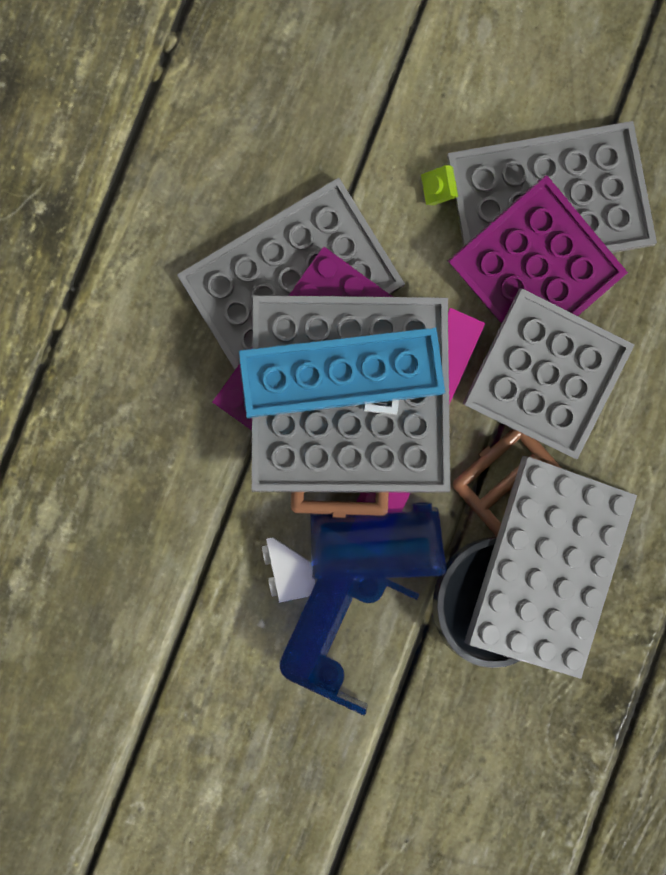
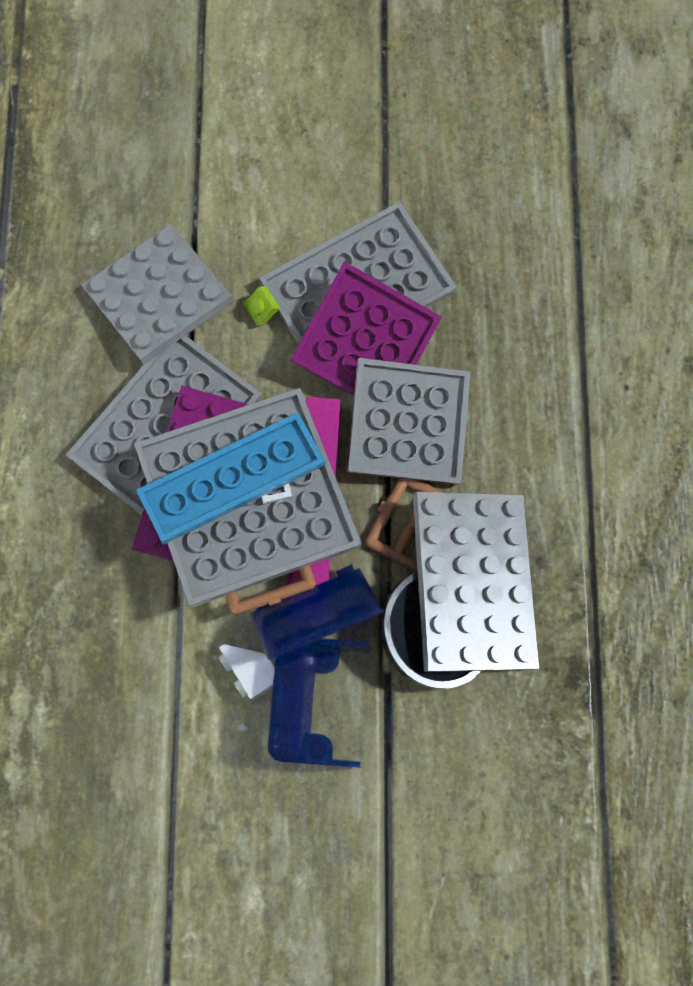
camera: 15 degrees left, 10 degrees down
(333, 130) = (157, 293): none -> light grey plate

